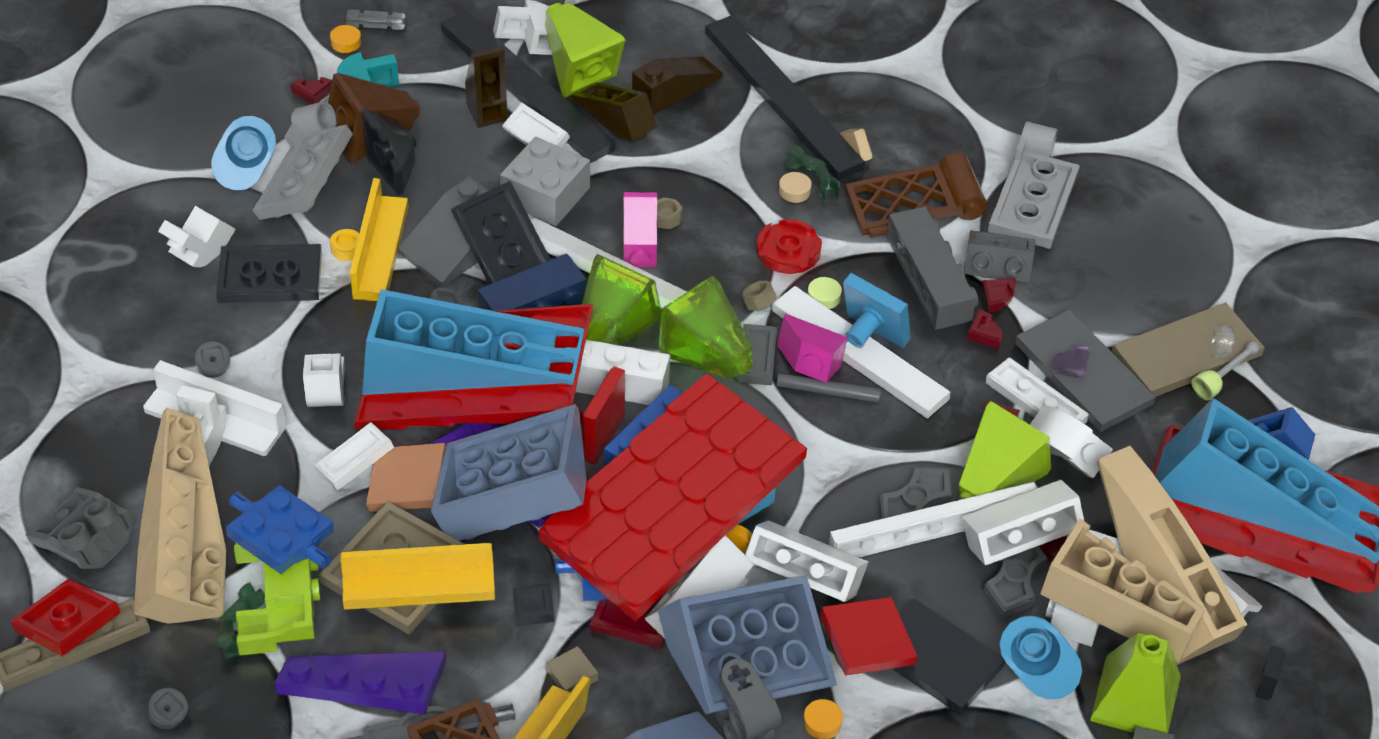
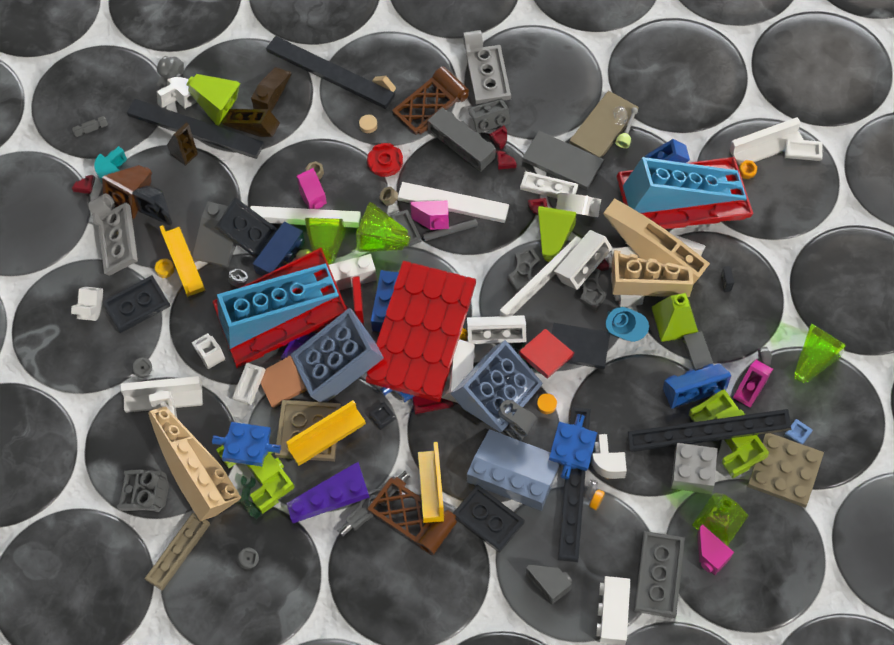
camera: 25 degrees left, 15 degrees up
(65, 617) = (168, 540): red tile -> none
(243, 153) = (78, 243): piece -> none
(345, 39) = (81, 145): light orange tile -> none
(526, 124) = (219, 155): white tile -> none
(548, 179) = (244, 182): light grey brick -> none
(569, 668) = (421, 440): dark tan tile -> none
(798, 158) = (359, 106): clear green arm -> none
(825, 291) = (418, 177): yellowish green tile -> none
(874, 312) = (452, 180): dark azure tile -> none
(1072, 362) = (557, 160): clear purple tile -> none

